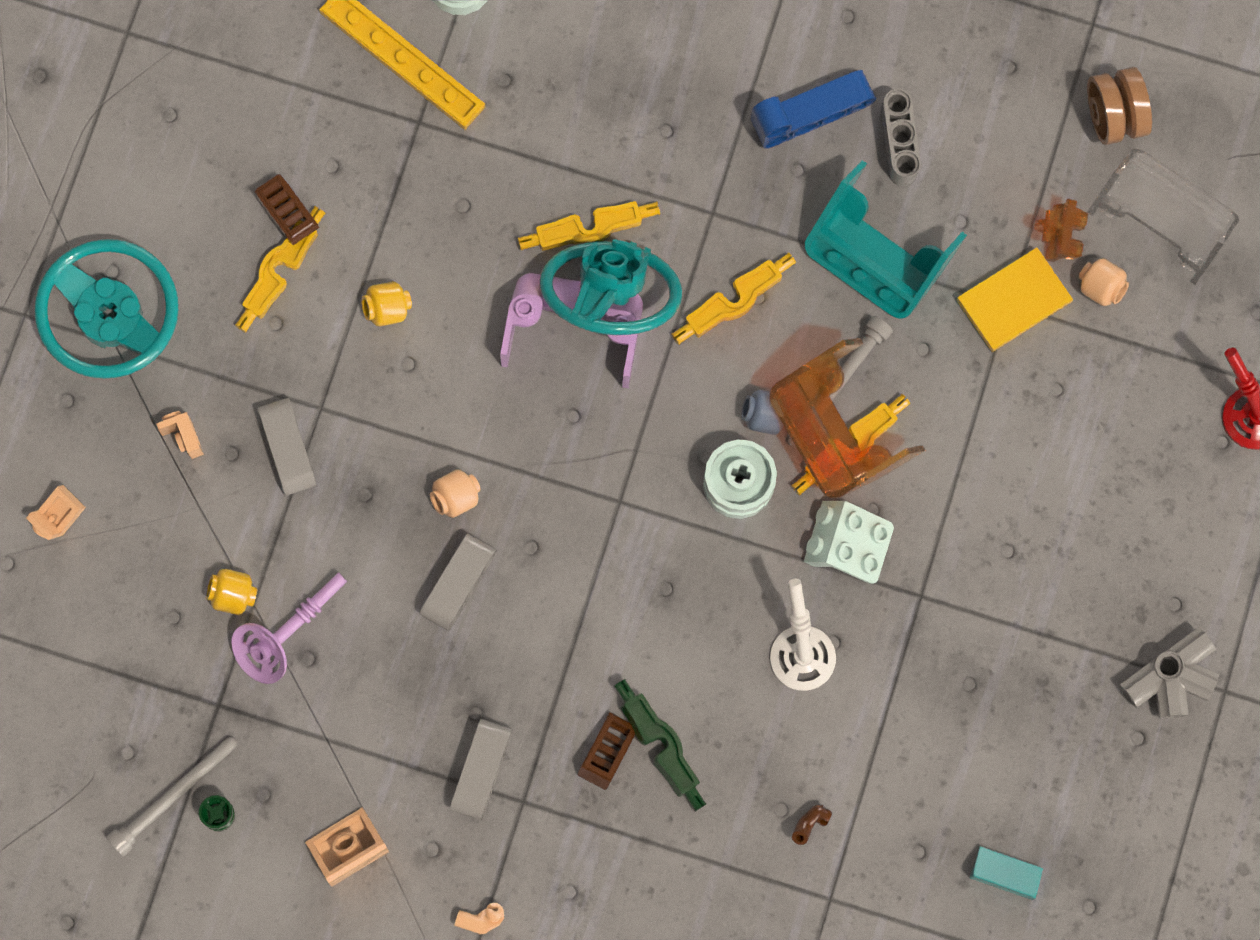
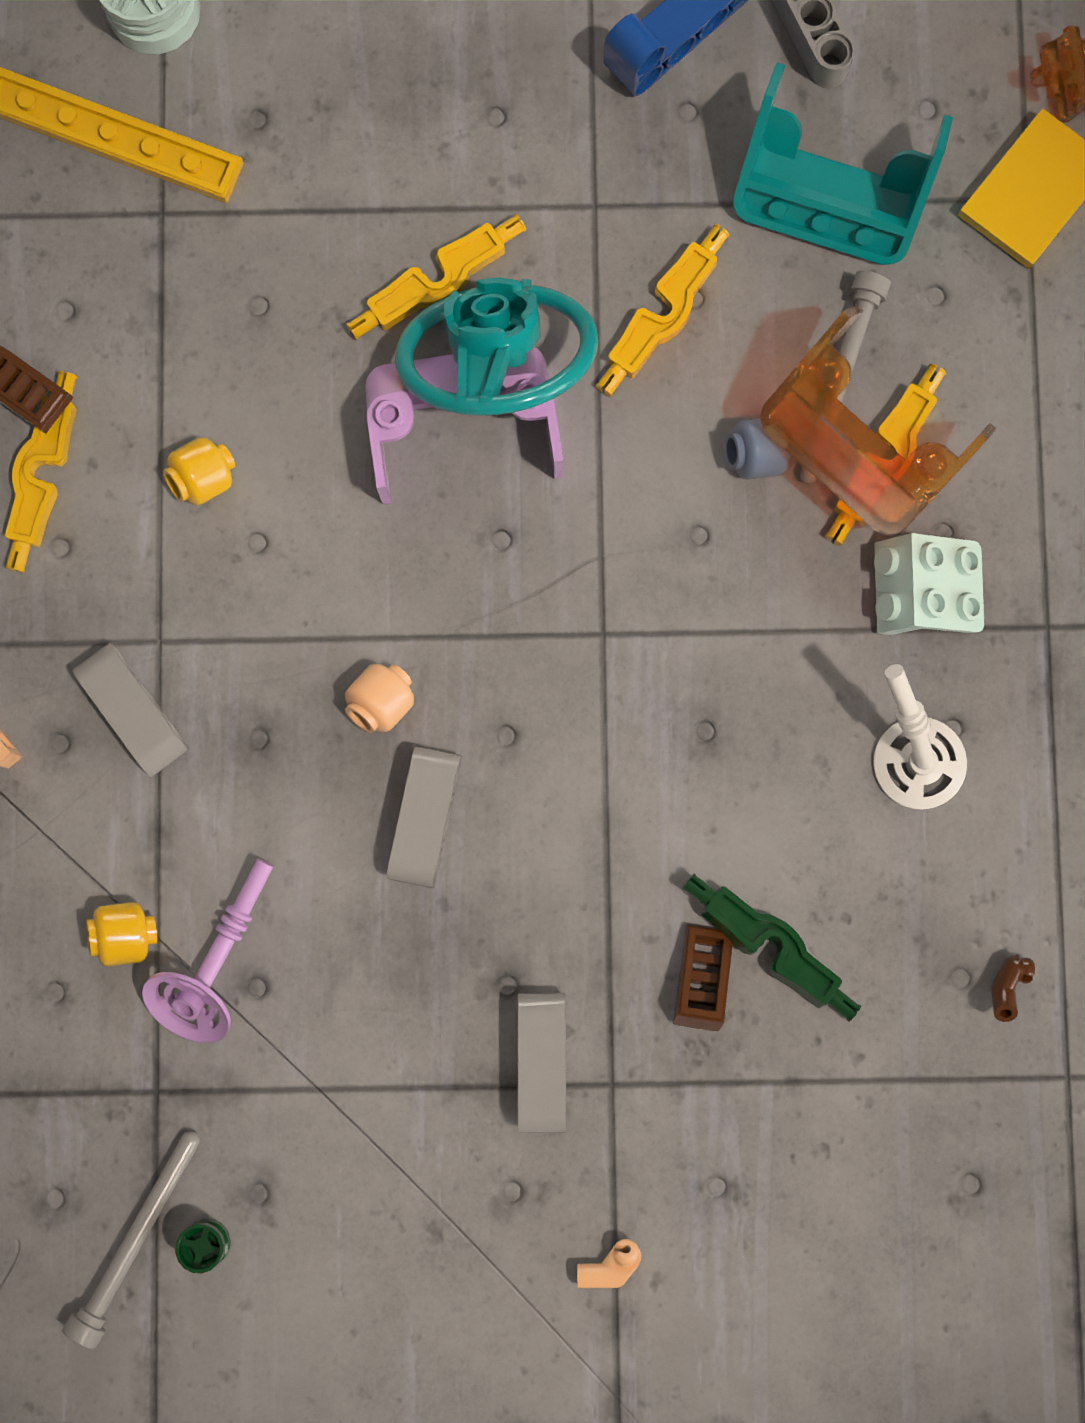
camera: 10 degrees left, 5 degrees up
(347, 847) = (395, 1231): light nougat slope -> none
(745, 460) = (761, 523): light aqua wheel -> none

